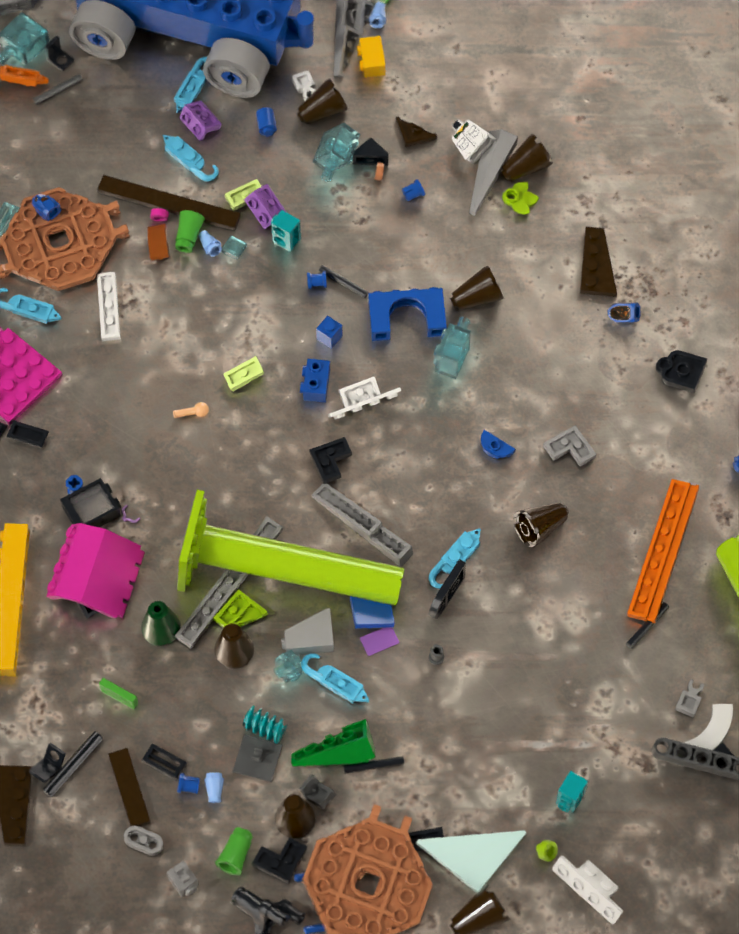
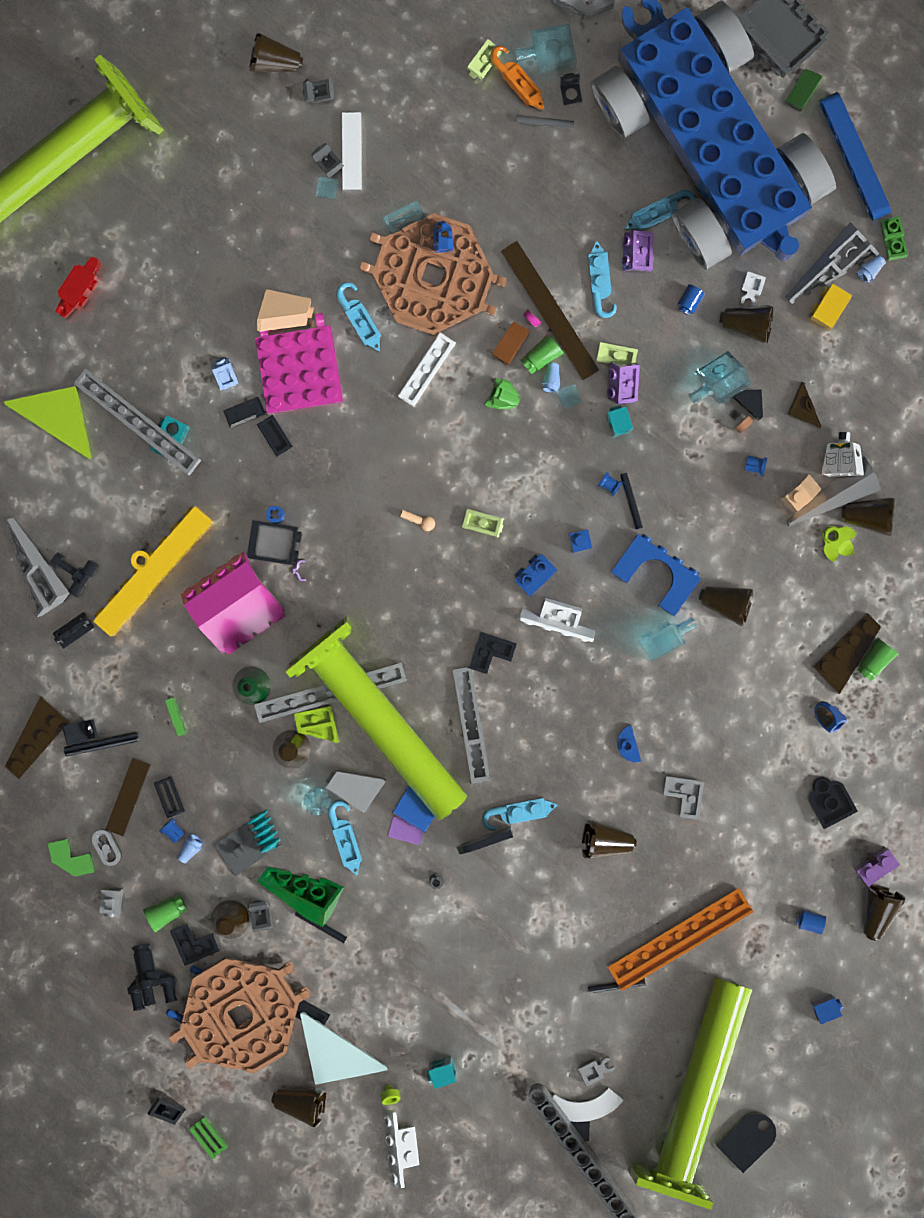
camera: 40 degrees right, 25 degrees up
(129, 876) = (62, 857): none -> bright green tile
(183, 278) = (503, 395): none -> bright green brick
(462, 185) = (800, 494): none -> light nougat slope
(621, 247) = (877, 659): none -> bright green plant

